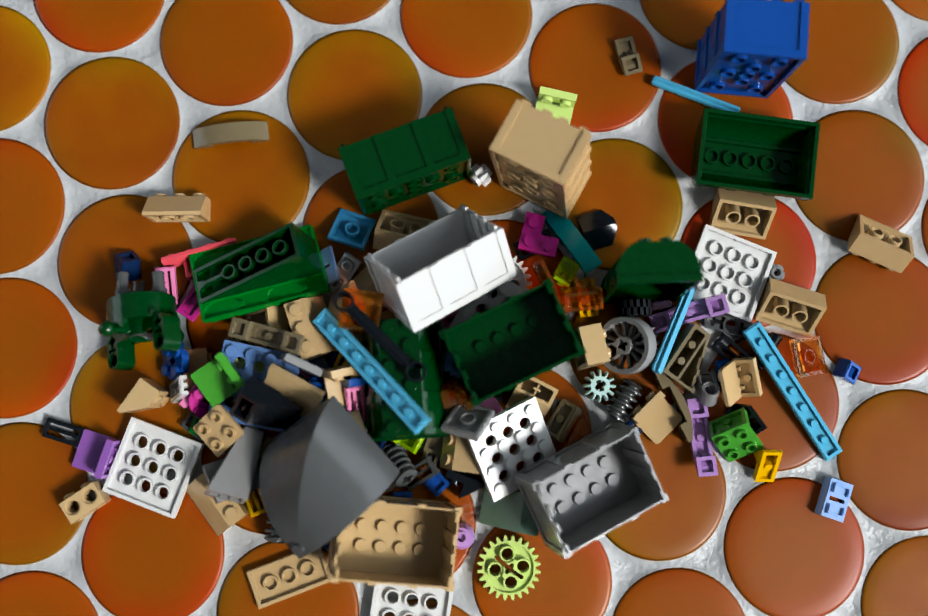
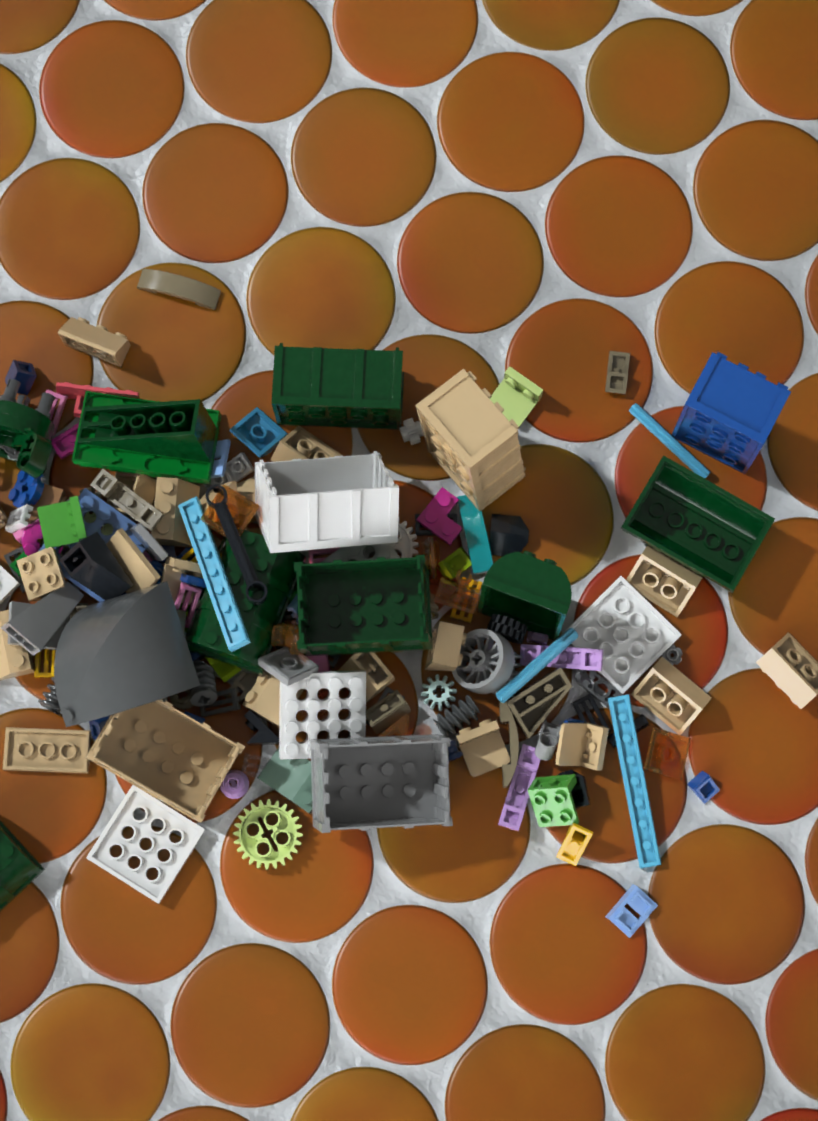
camera: 30 degrees right, 5 degrees down
(437, 484) = (232, 722): blue tile -> none

